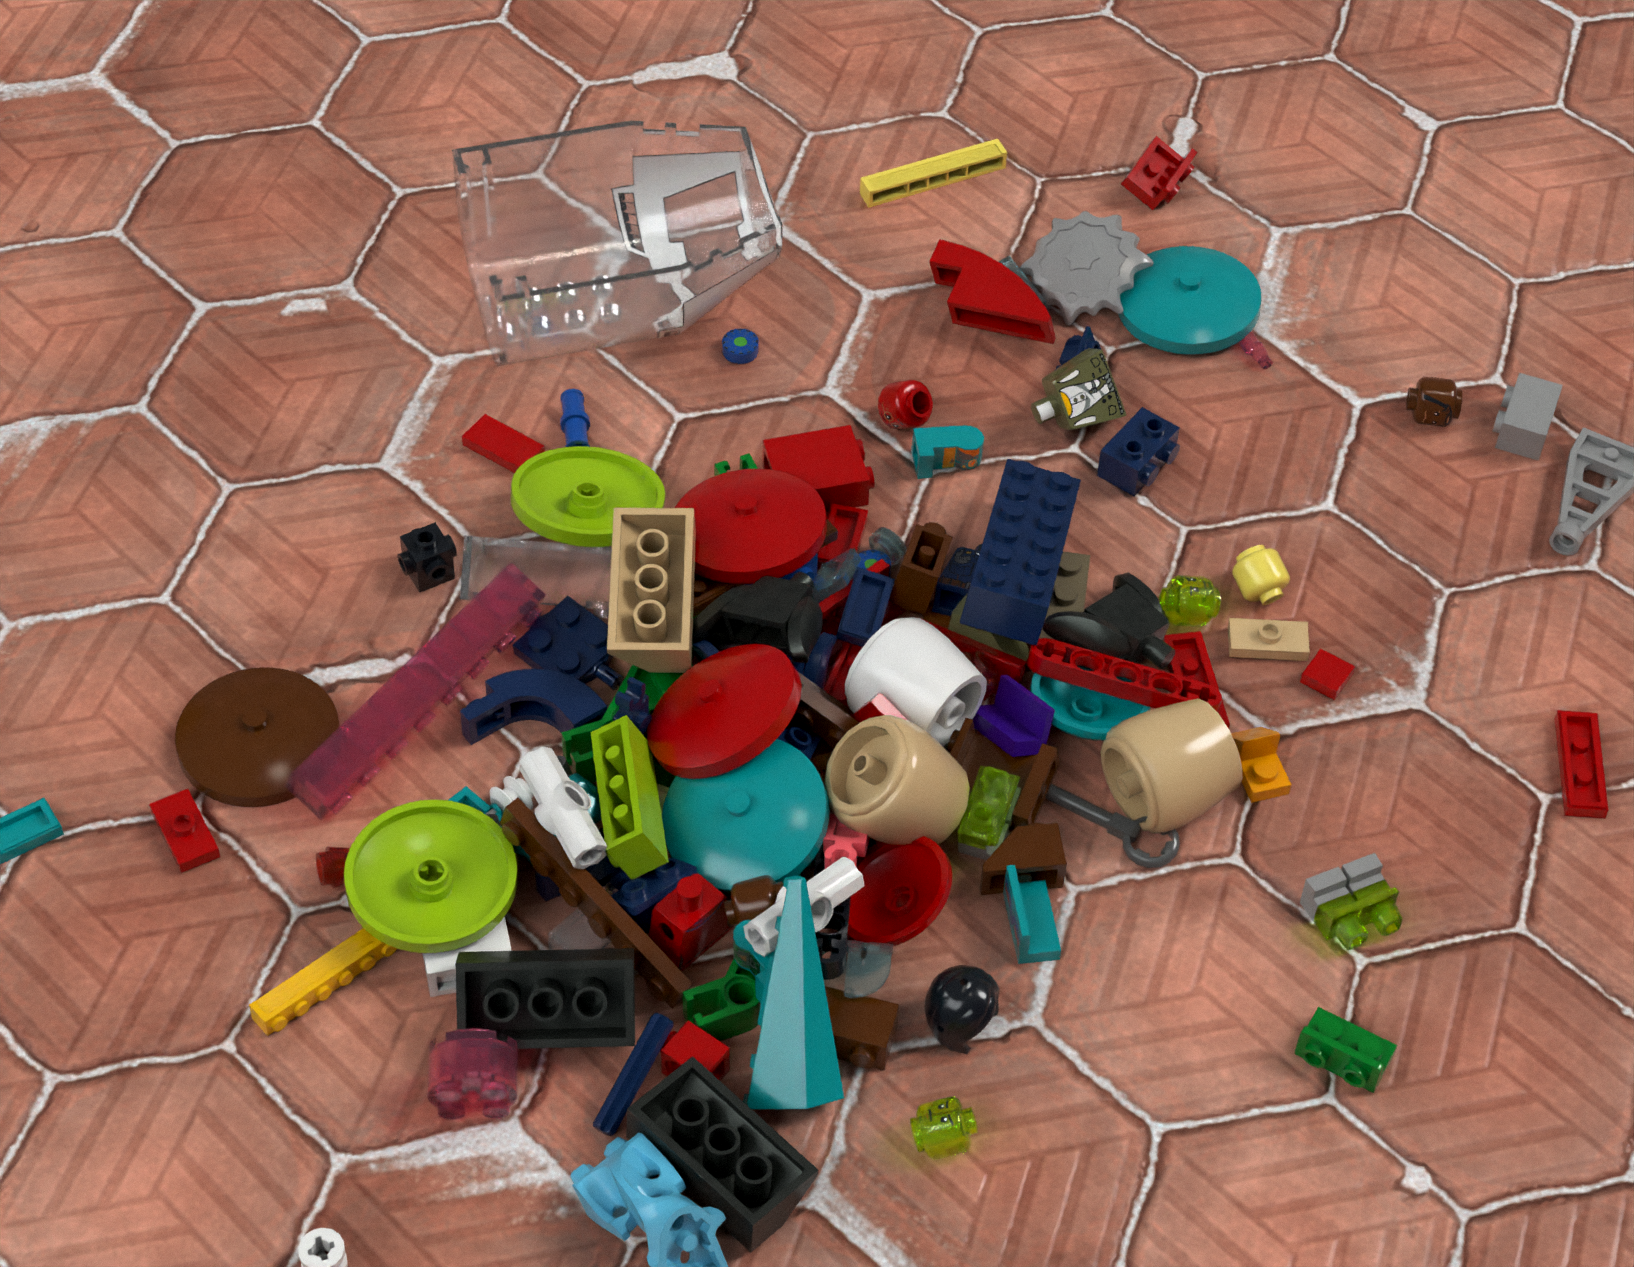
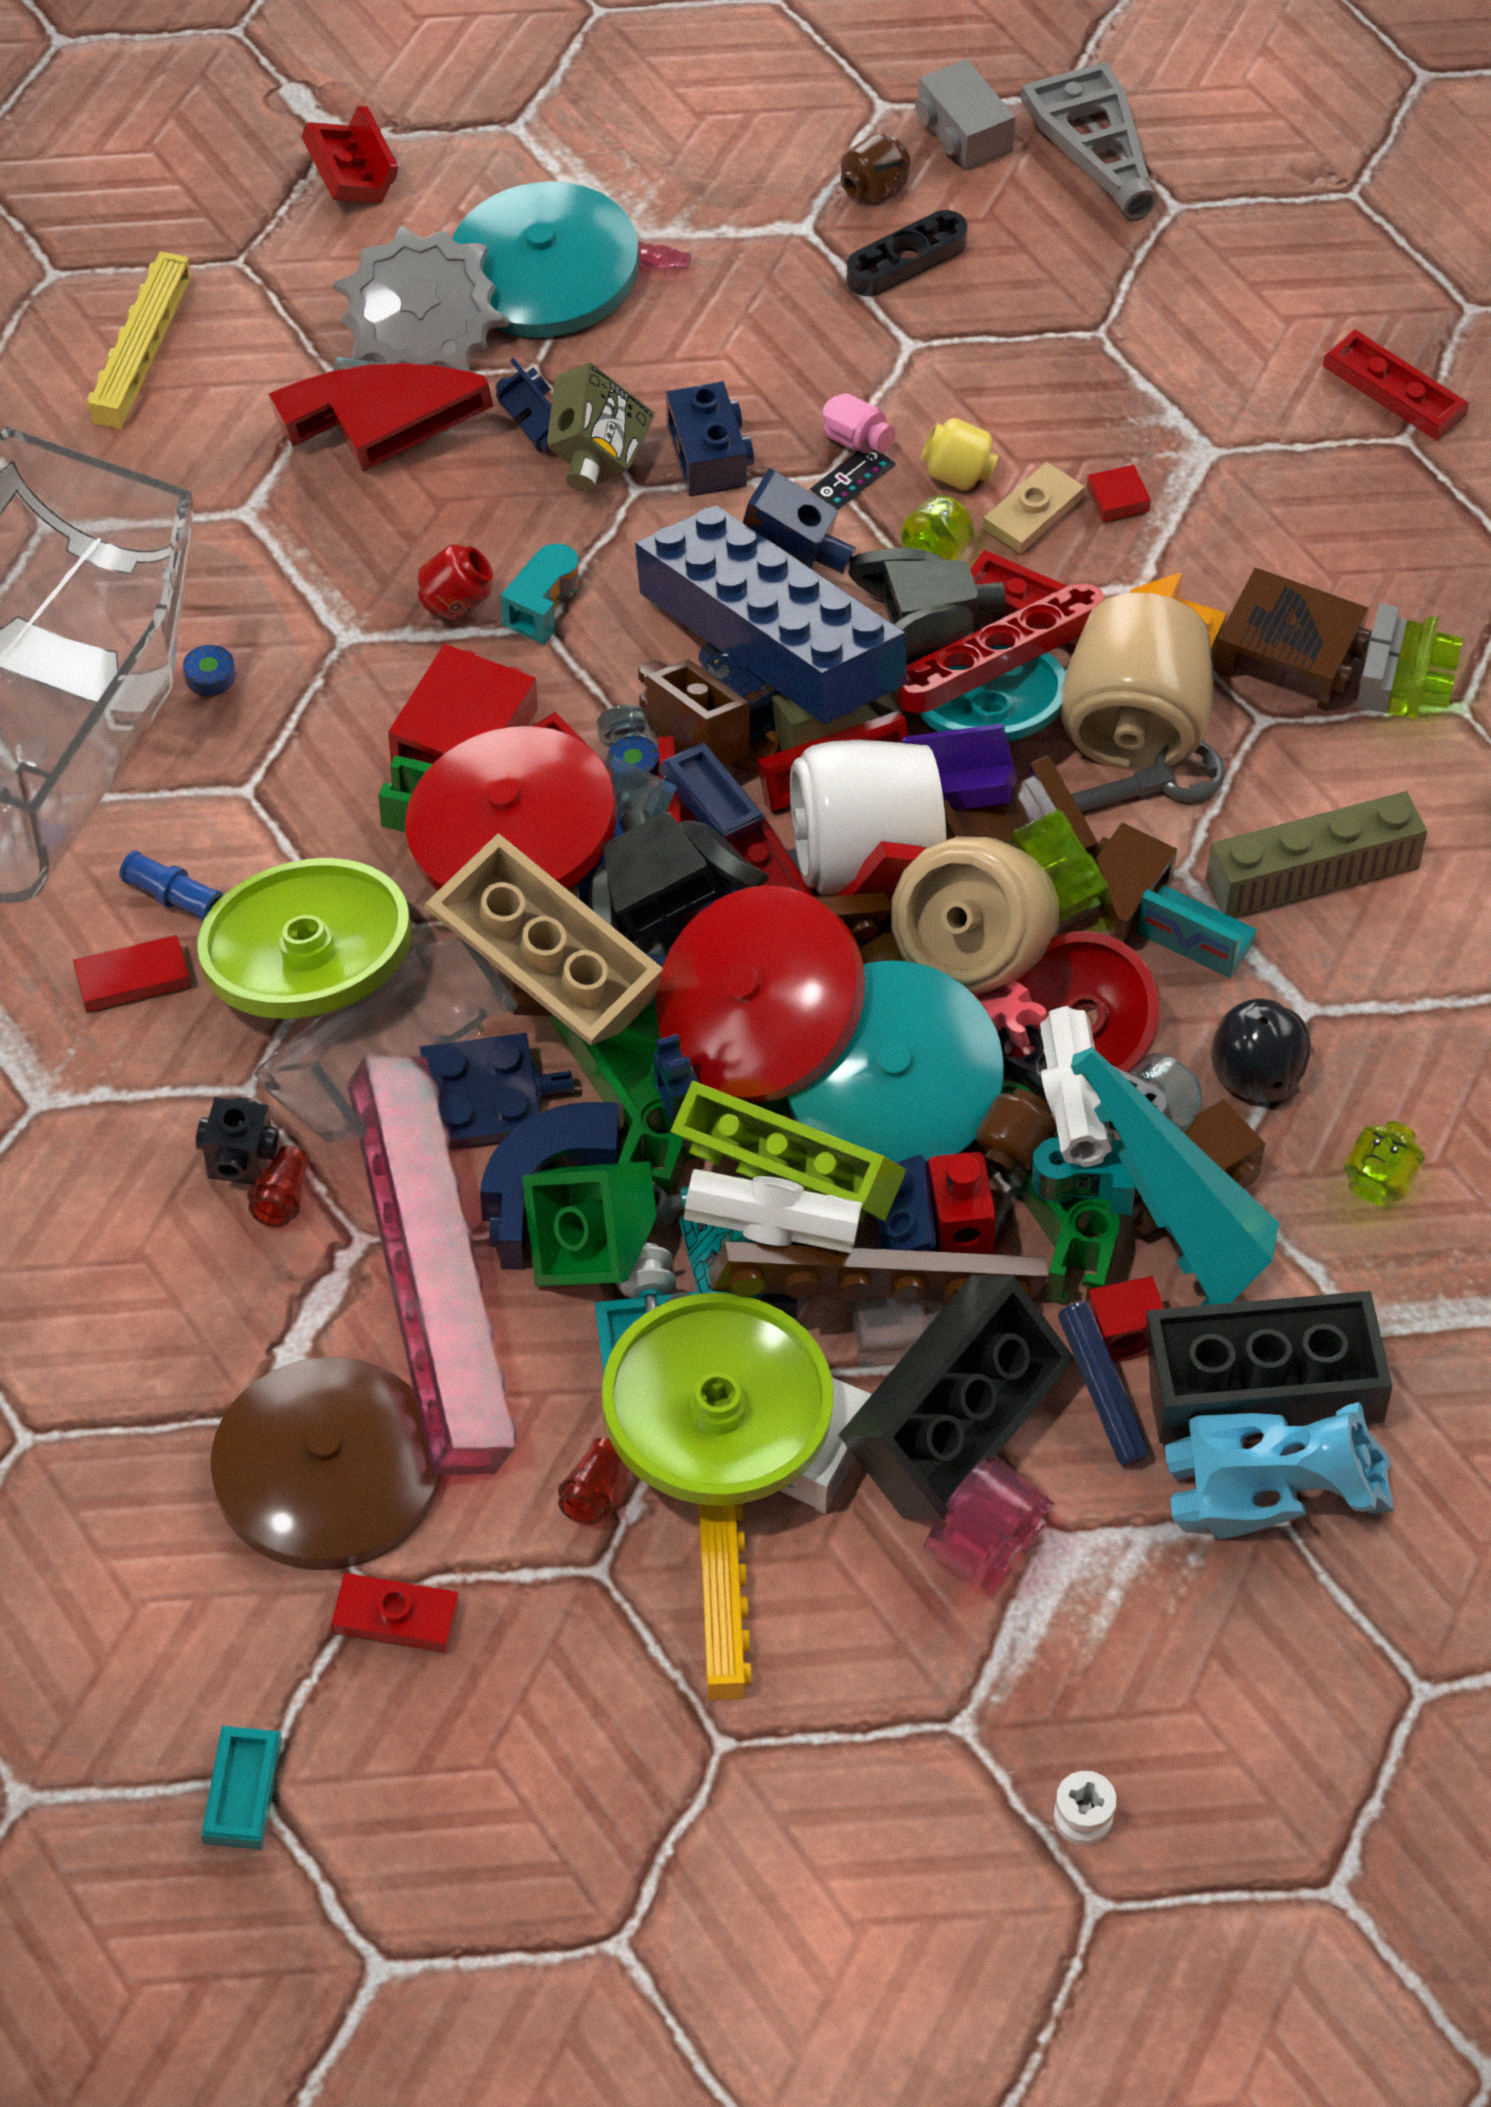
camera: 50 degrees left, 5 degrees up
(416, 597) = (279, 1189): none -> clear red cone
(507, 736) = (588, 1222): none -> green slope
(1105, 527) = (797, 523): none -> dark blue torso
(1146, 944) = (1315, 855): none -> olive brick
(1197, 540) = (852, 477): none -> black sticker
(1230, 514) = (857, 424): none -> bright pink arm
(1306, 825) = (1295, 631): none -> reddish brown panel
(1406, 451) = (896, 269): none -> black beam

